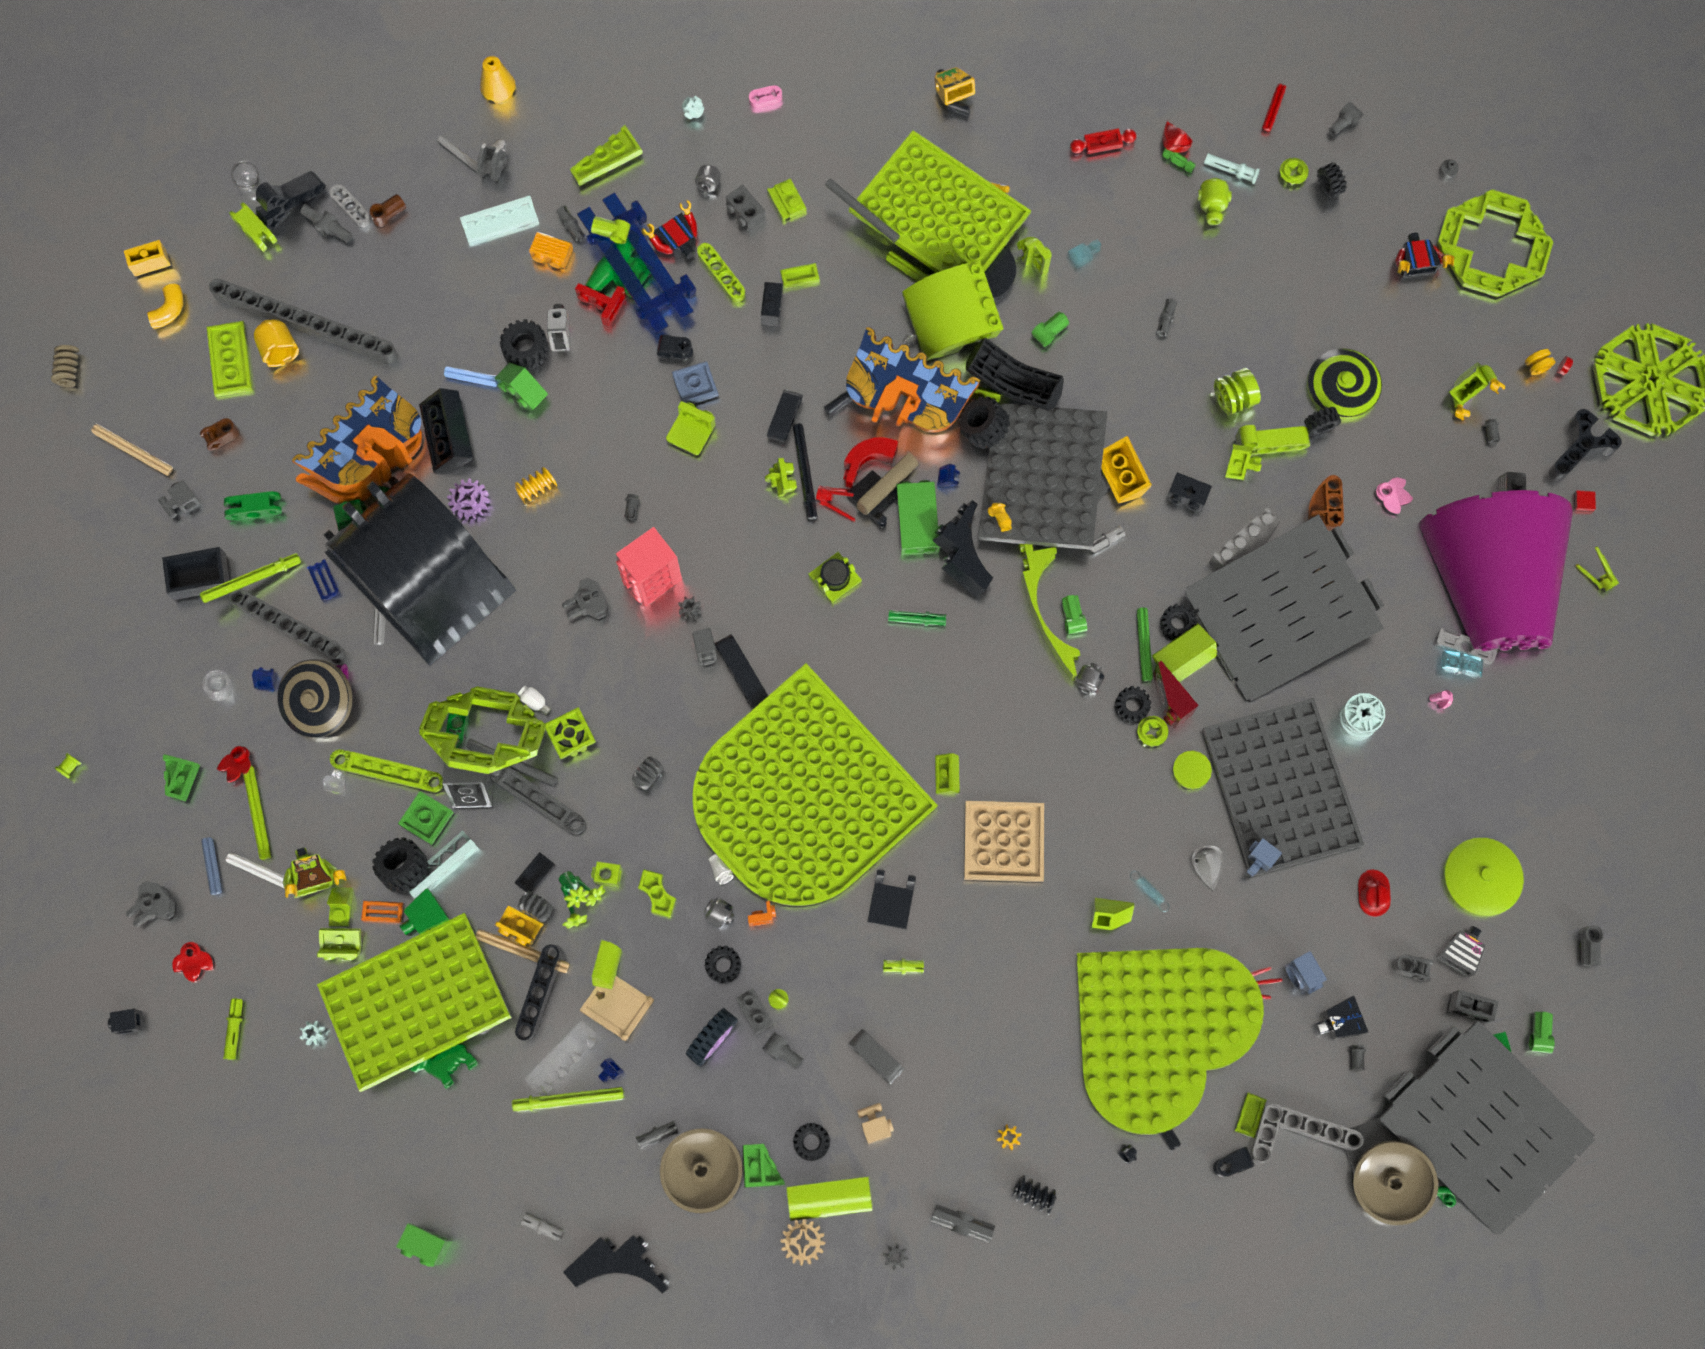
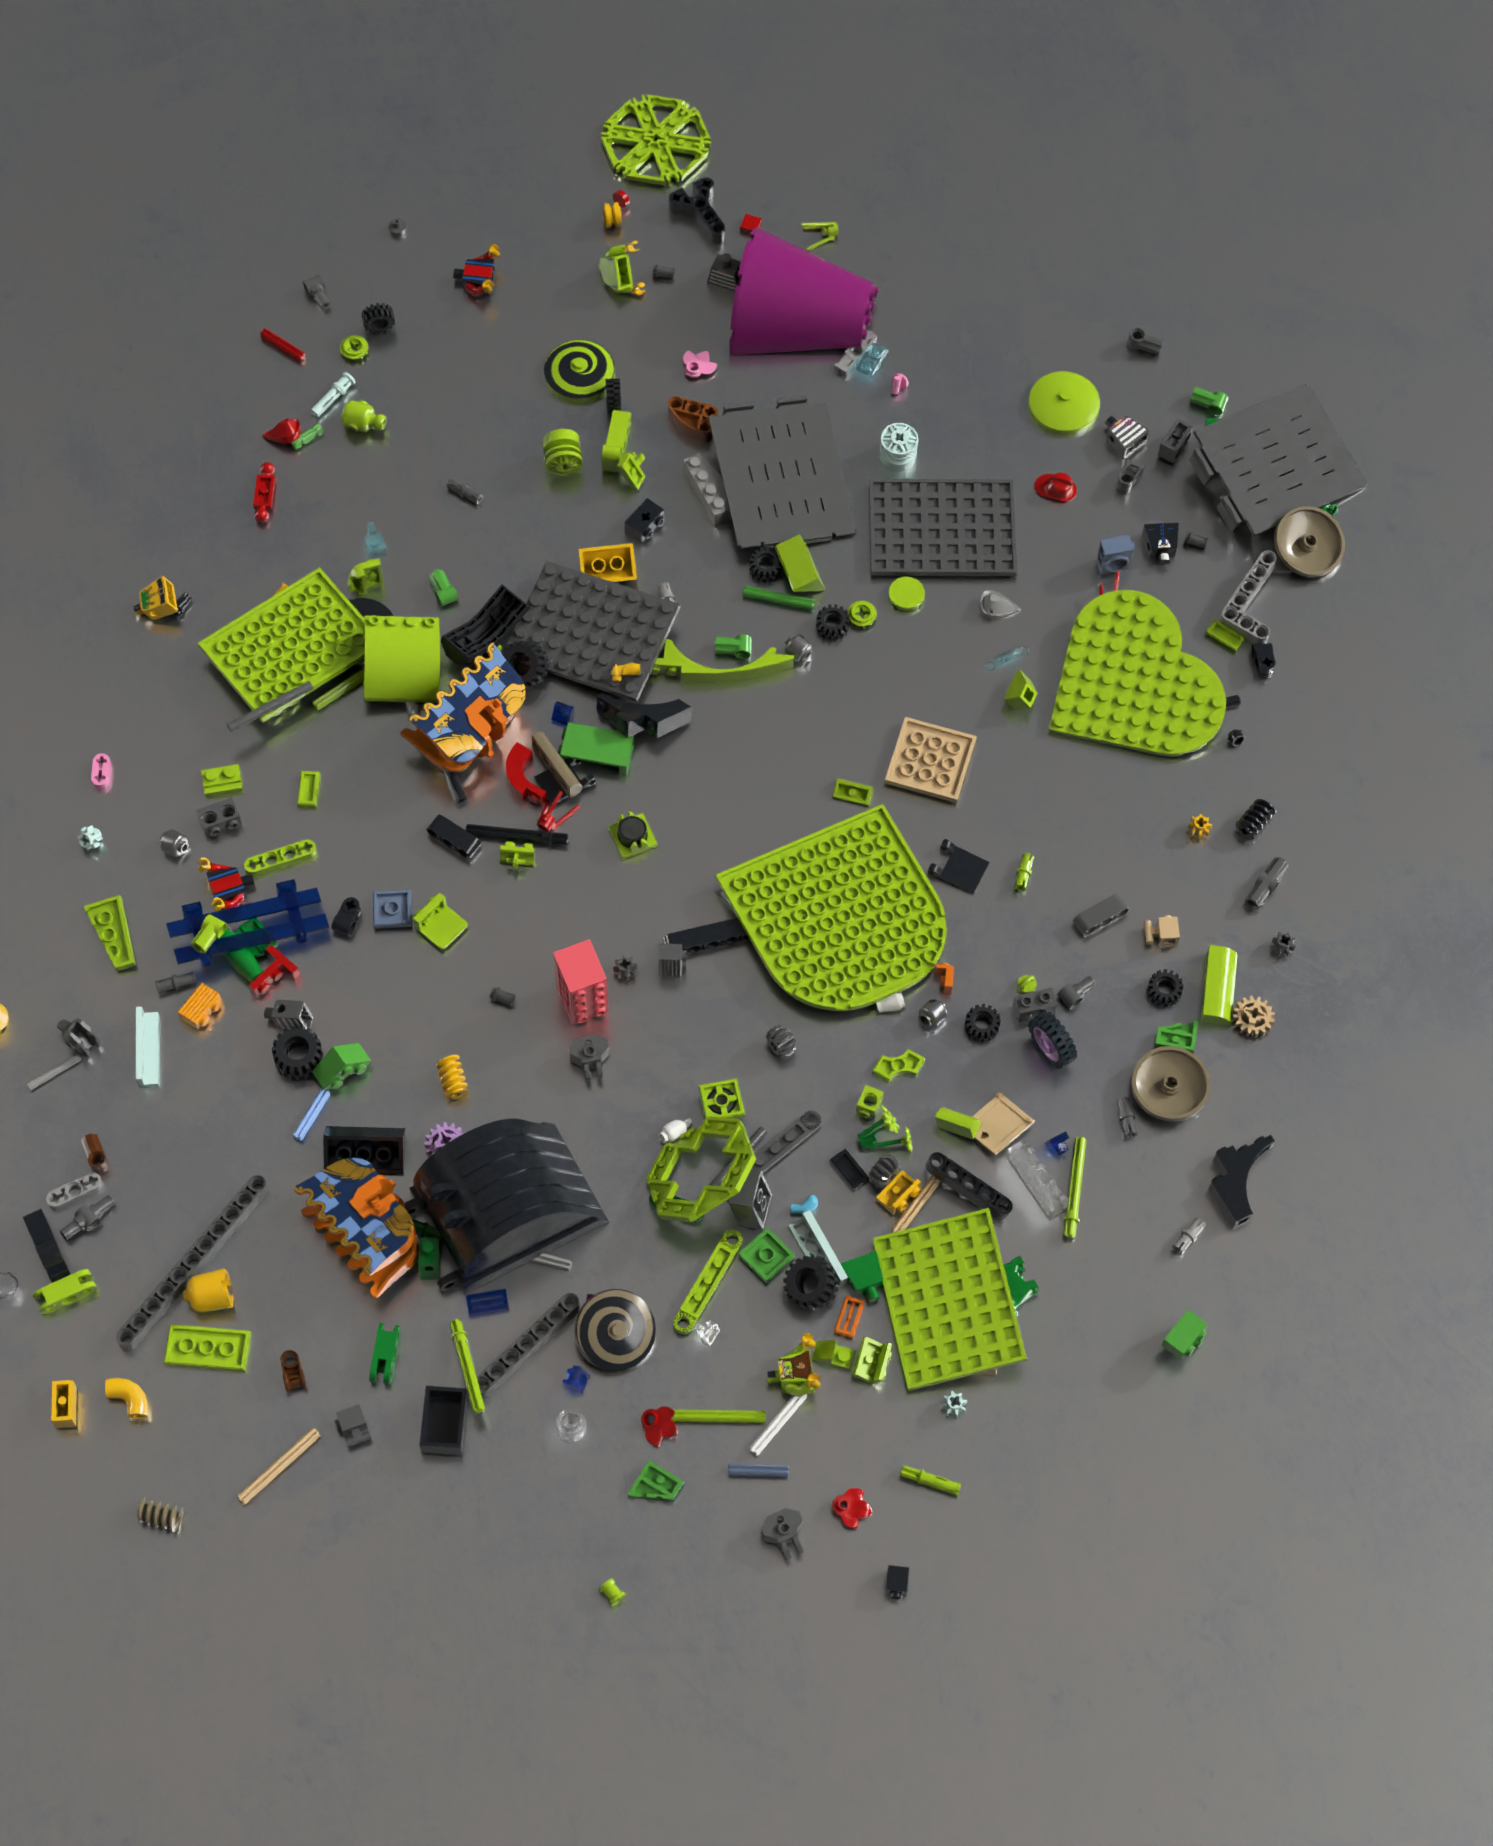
camera: 75 degrees left, 10 degrees down
(485, 843) = (809, 1204): none -> medium azure arm
(772, 304) = (332, 818): black brick -> none
(917, 618) = (698, 769): green pin -> none
(1174, 699) = (837, 585): dark red slope -> none
(1263, 856) = (1004, 555): sand blue brick -> none
(1528, 227) = (479, 184): lime plate -> none

